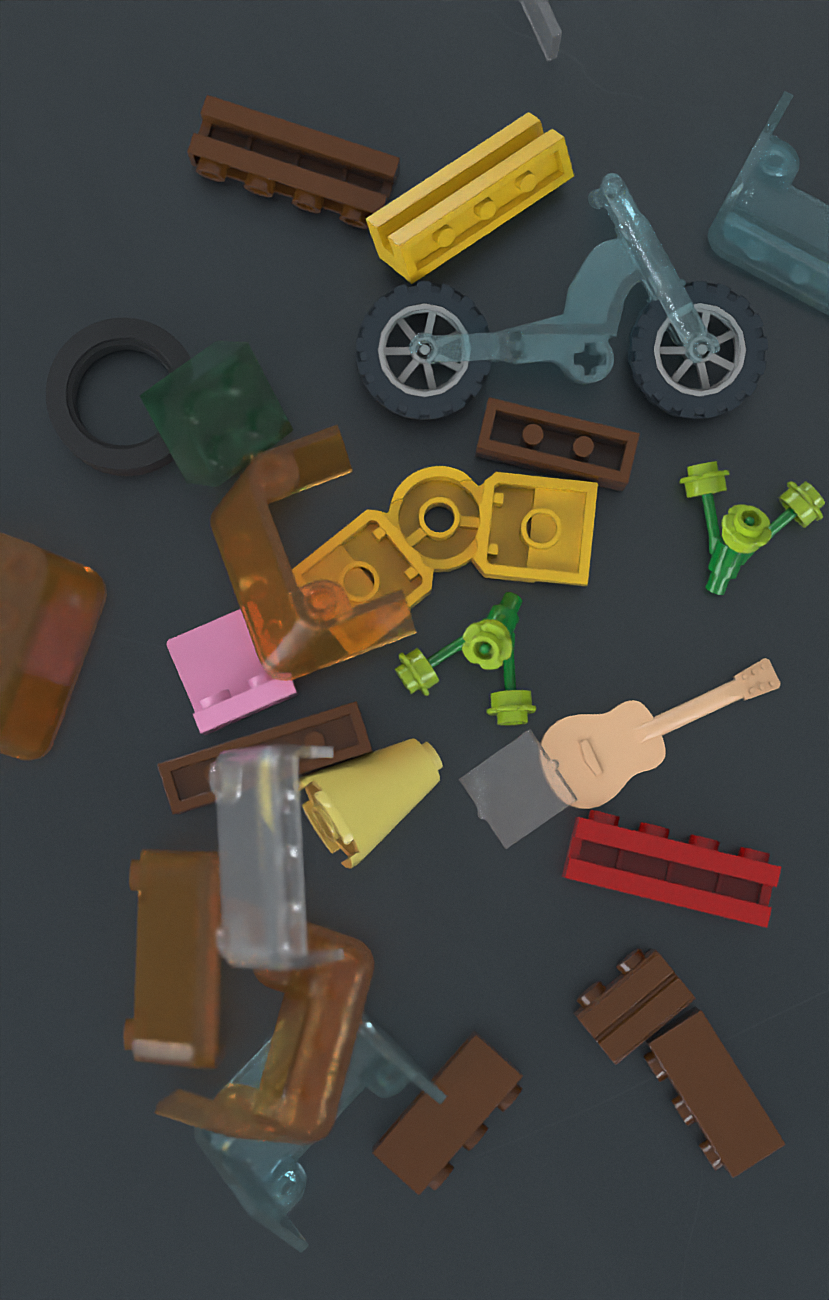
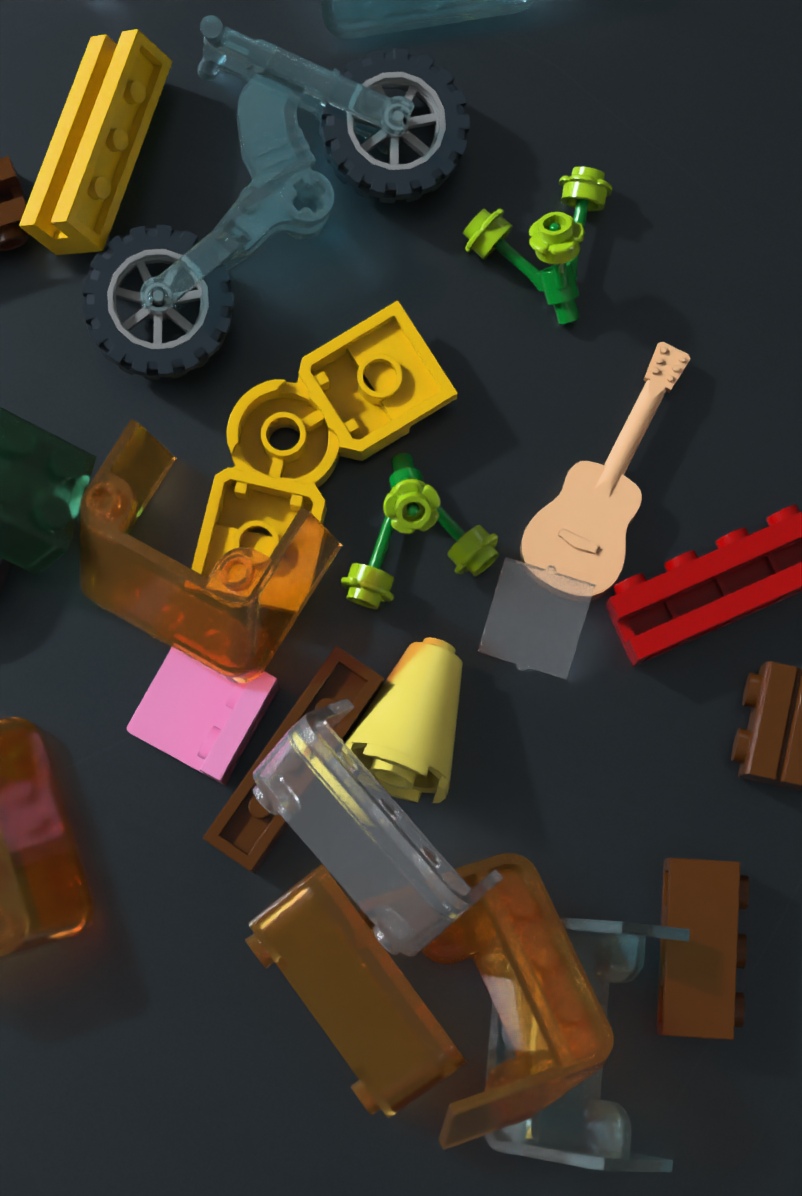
camera: 35 degrees left, 5 degrees down
(557, 444) = (335, 295): reddish brown brick -> none

